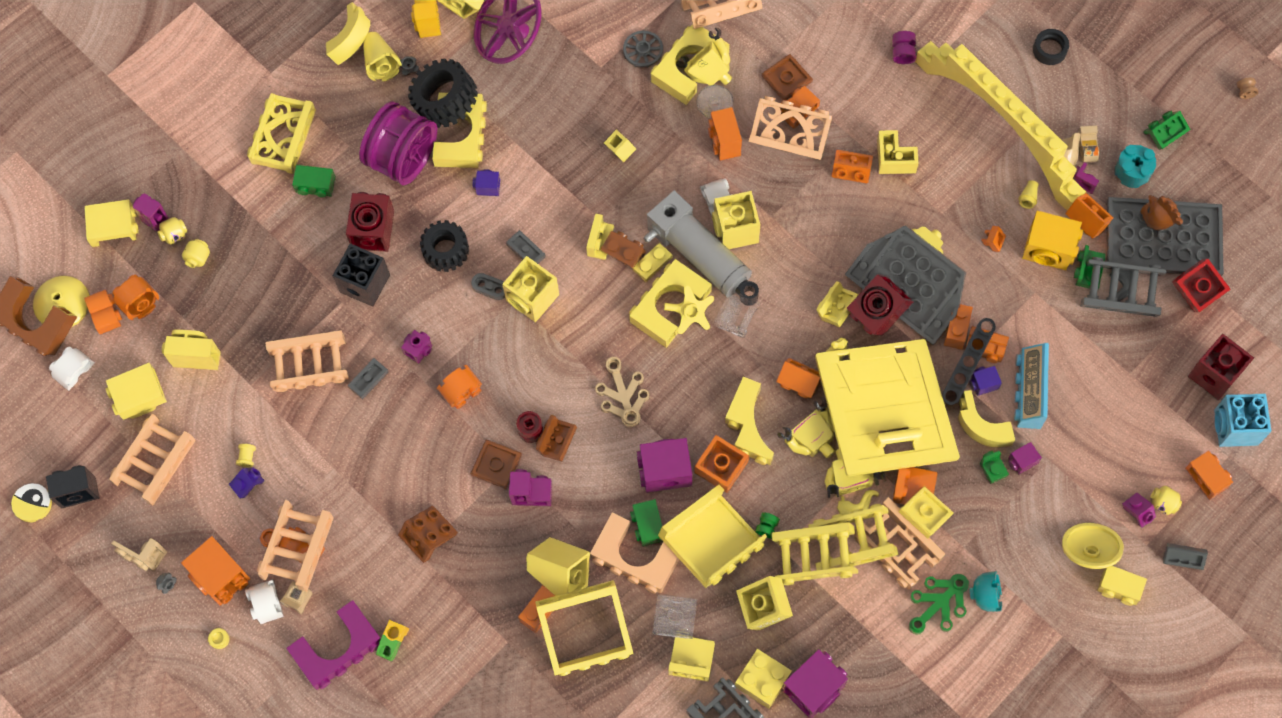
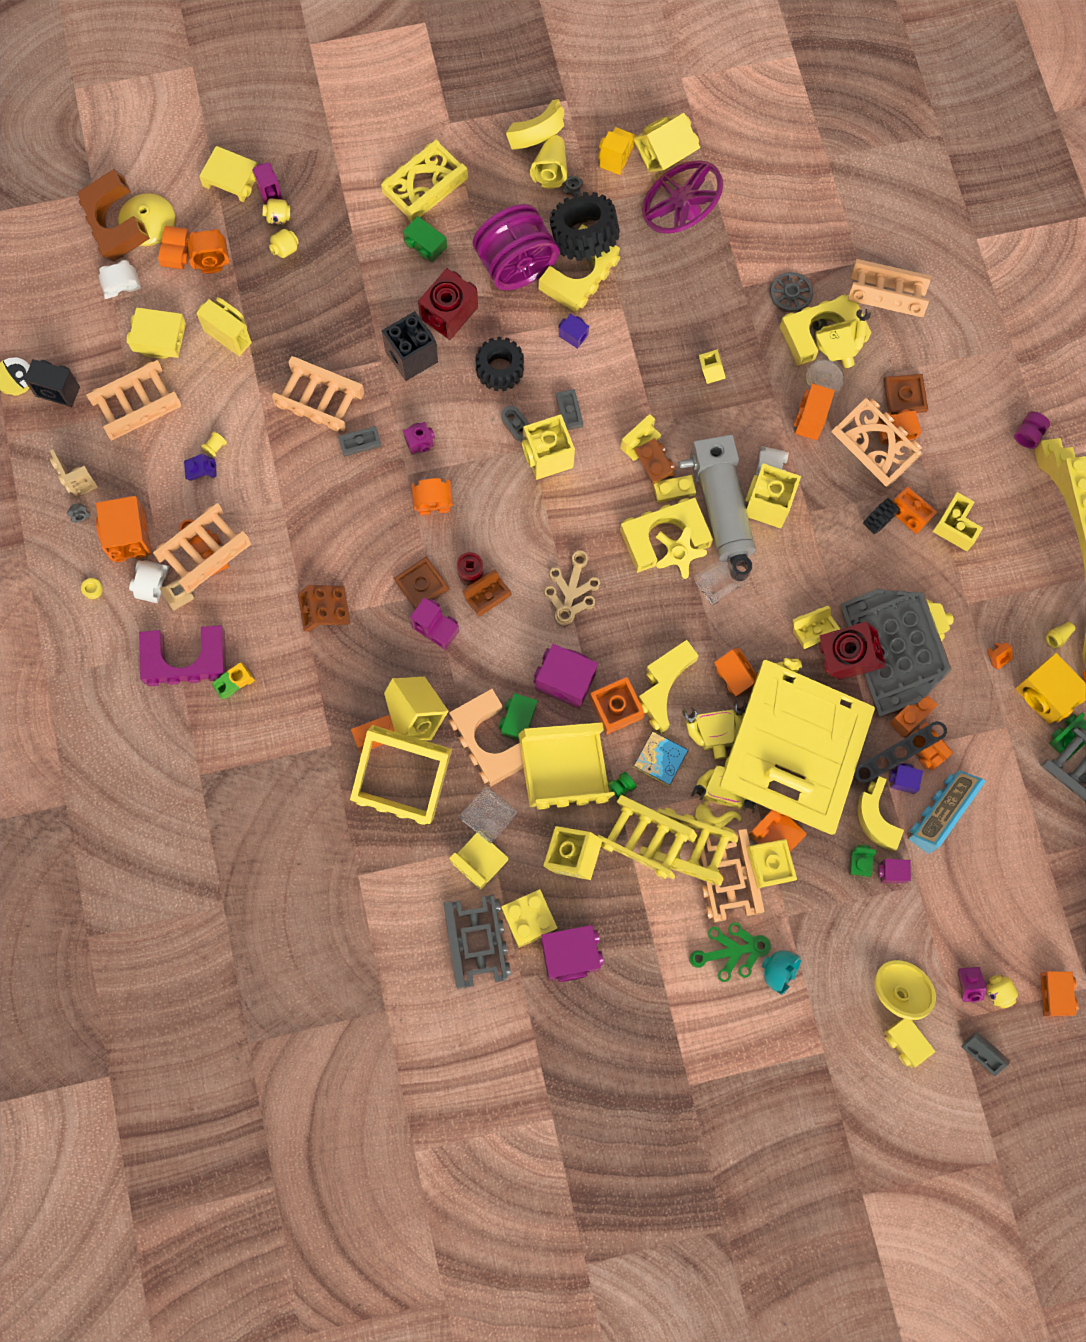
camera: 25 degrees right, 5 degrees up
(783, 485) = (660, 758): none -> tile
(832, 185) = (881, 516): none -> black tyre

